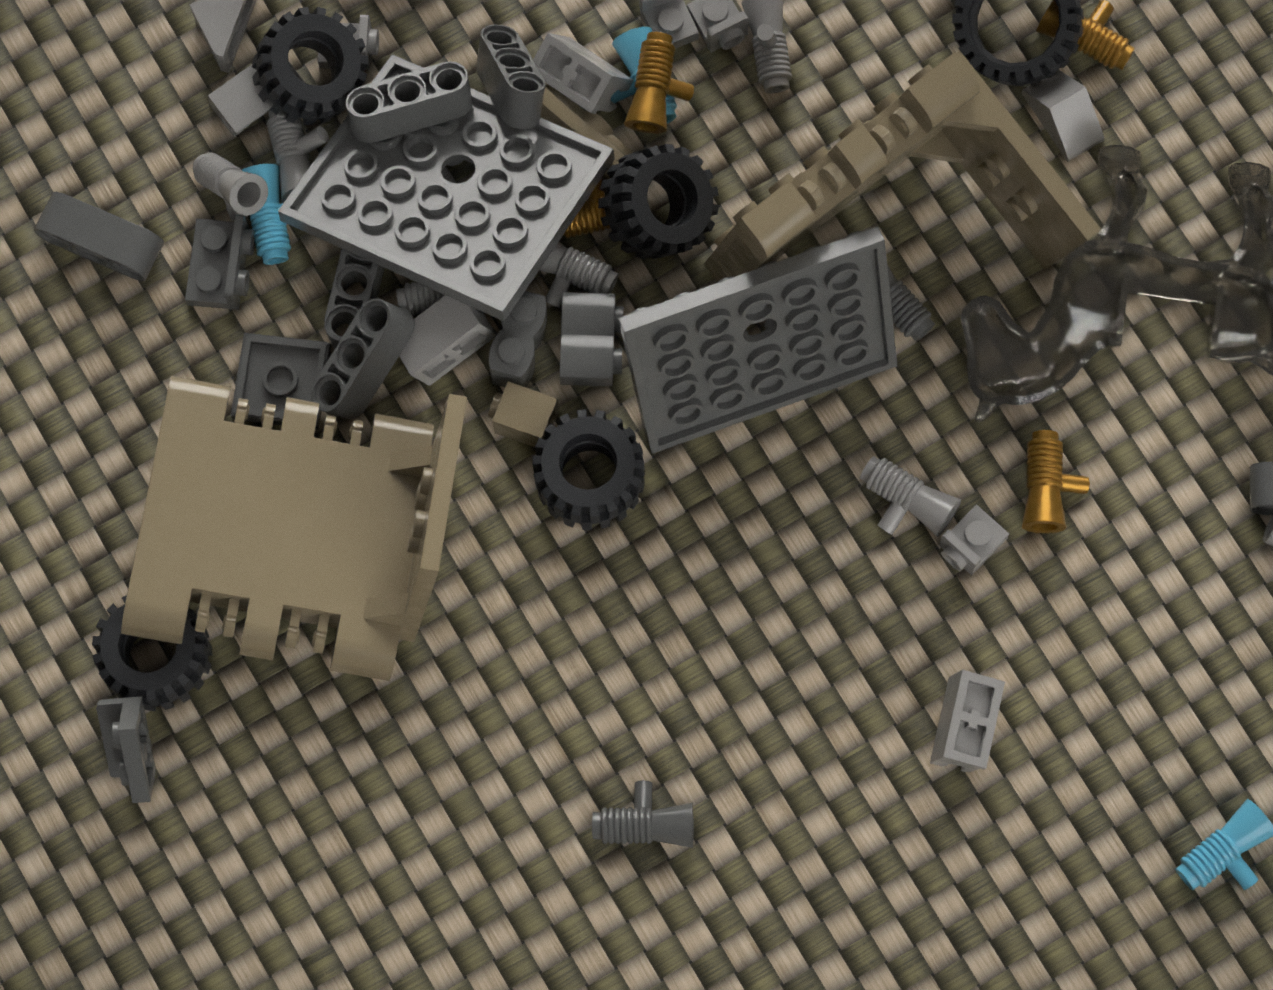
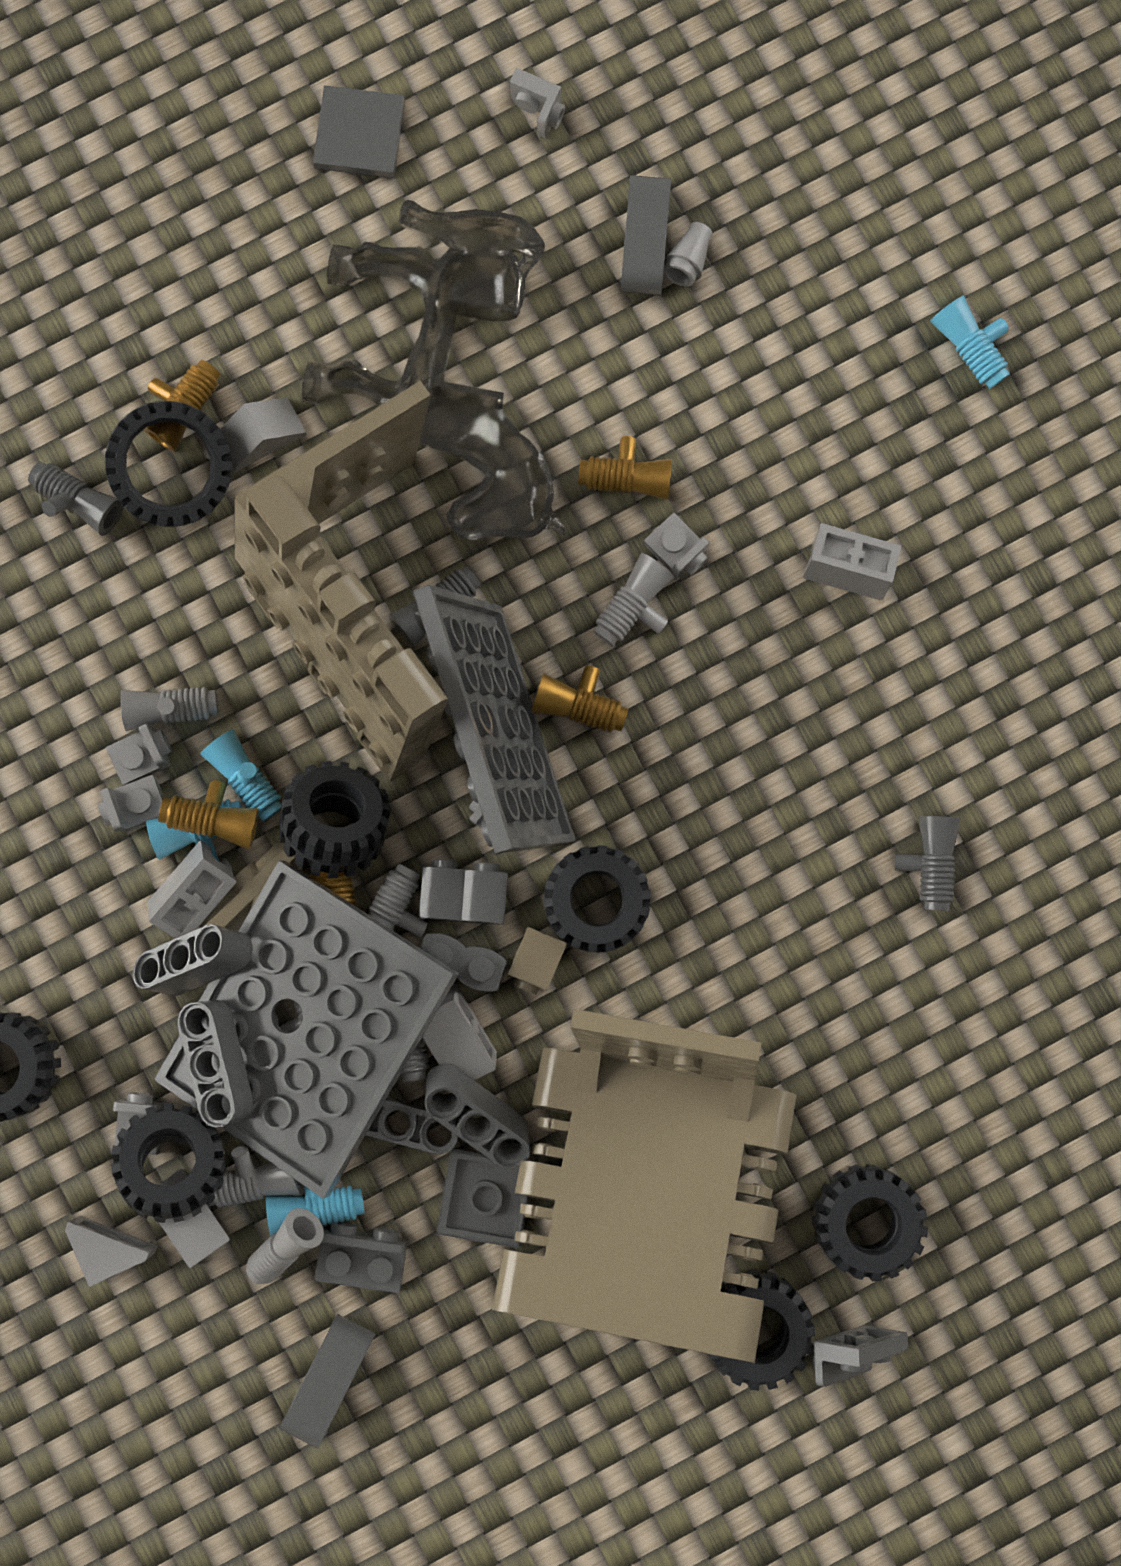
camera: 90 degrees left, 10 degrees up
(241, 730) = (899, 1243): none -> black tyre
(716, 106) = (244, 777): none -> medium azure piece
(793, 446) = (580, 704): none -> pearl gold piece

